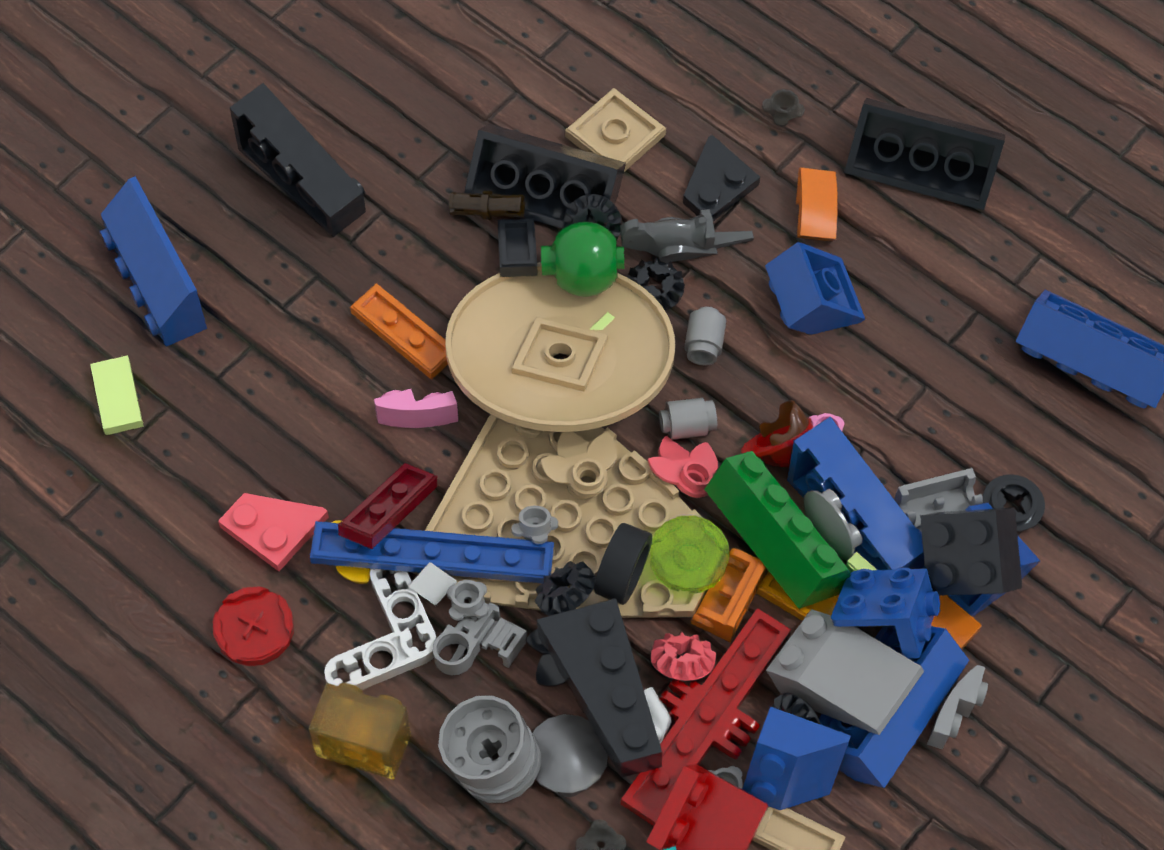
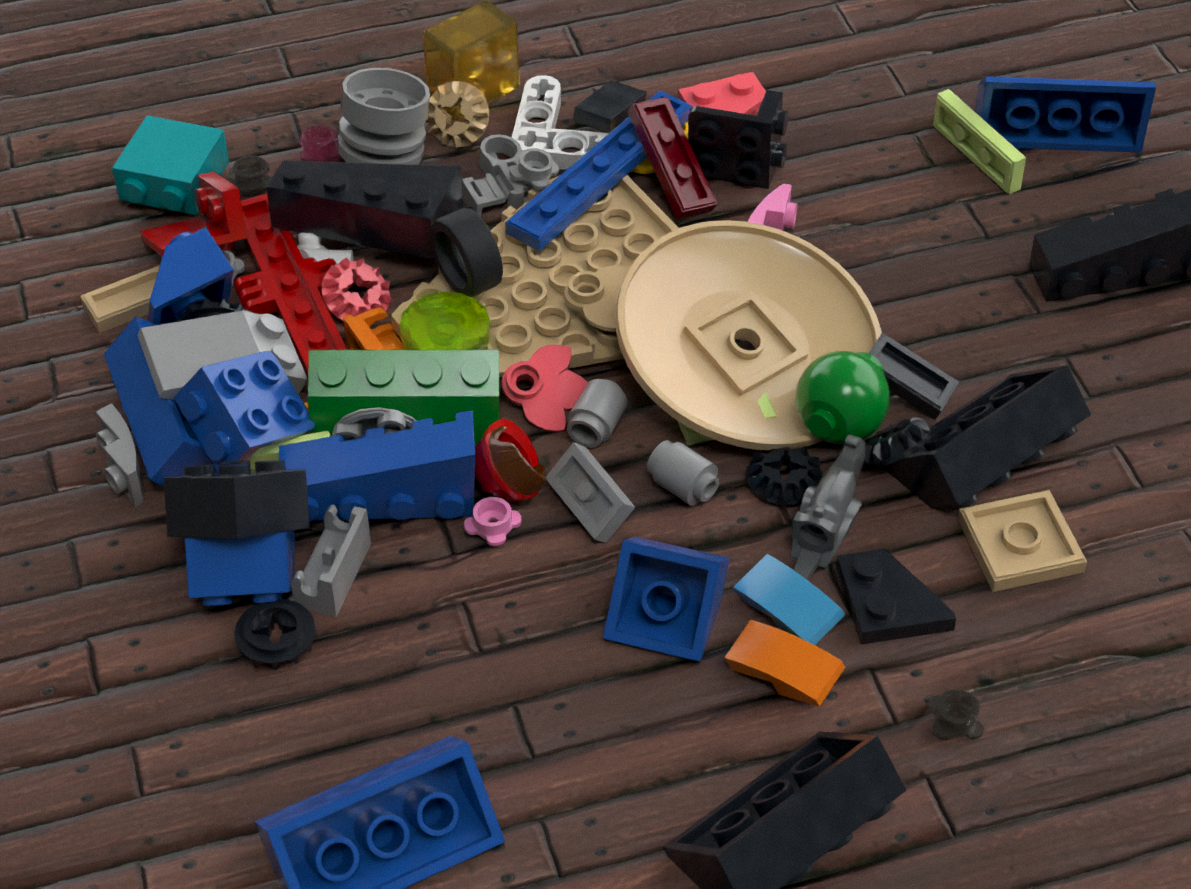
camera: 125 degrees right, 15 degrees down
(116, 395) = (937, 63): yellowish green tile -> none
(218, 314) = (979, 141): none -> yellowish green tile
(253, 626) = (637, 62): red tile -> none
(333, 442) = (740, 145): none -> black bracket
(335, 603) = (608, 106): none -> black tile
(401, 330) = (889, 260): orange tile -> none
(426, 709) = (473, 107): none -> tan gear
(432, 583) = (566, 165): white sticker -> none
(487, 205) = (969, 386): dark brown pin -> none
(526, 803) = (319, 144): none -> clear pink plate
(534, 524) = (570, 225): light grey plate -> none
(556, 596) = (473, 197): black gear -> none
(763, 382) = (590, 492): none -> light grey plate
(767, 224) = (789, 600): none -> dark azure slope

